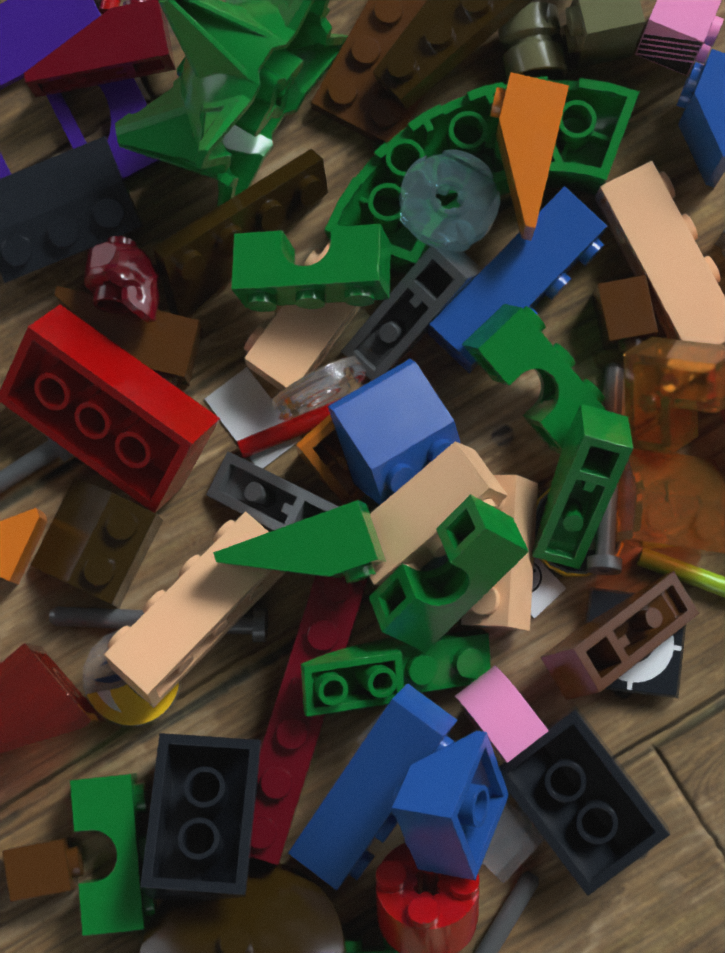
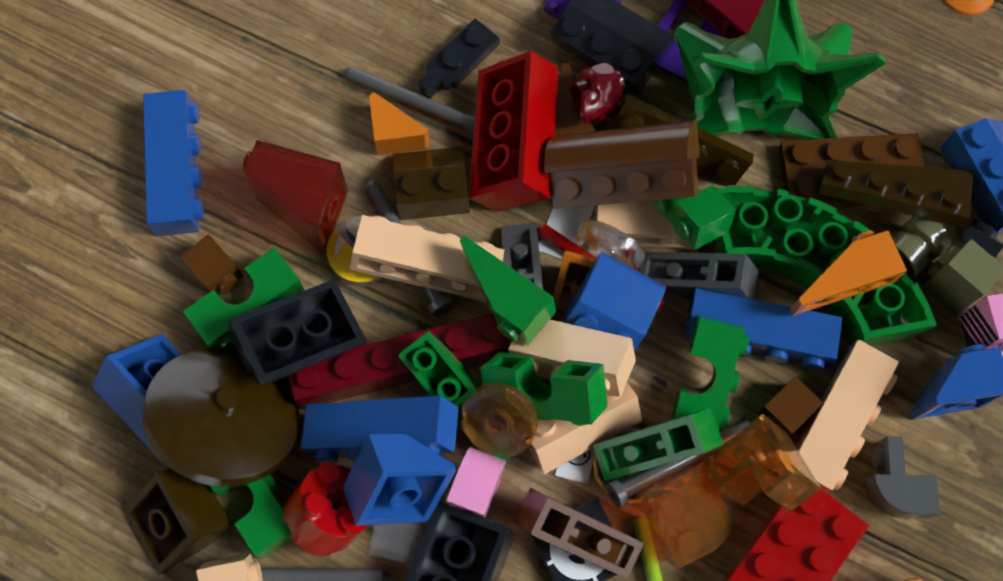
camera: 55 degrees right, 10 degrees down
(241, 313) = (624, 165): none -> reddish brown brick
(451, 646) = (499, 419): none -> clear orange tile
(452, 227) = (764, 258): clear light blue plate -> none

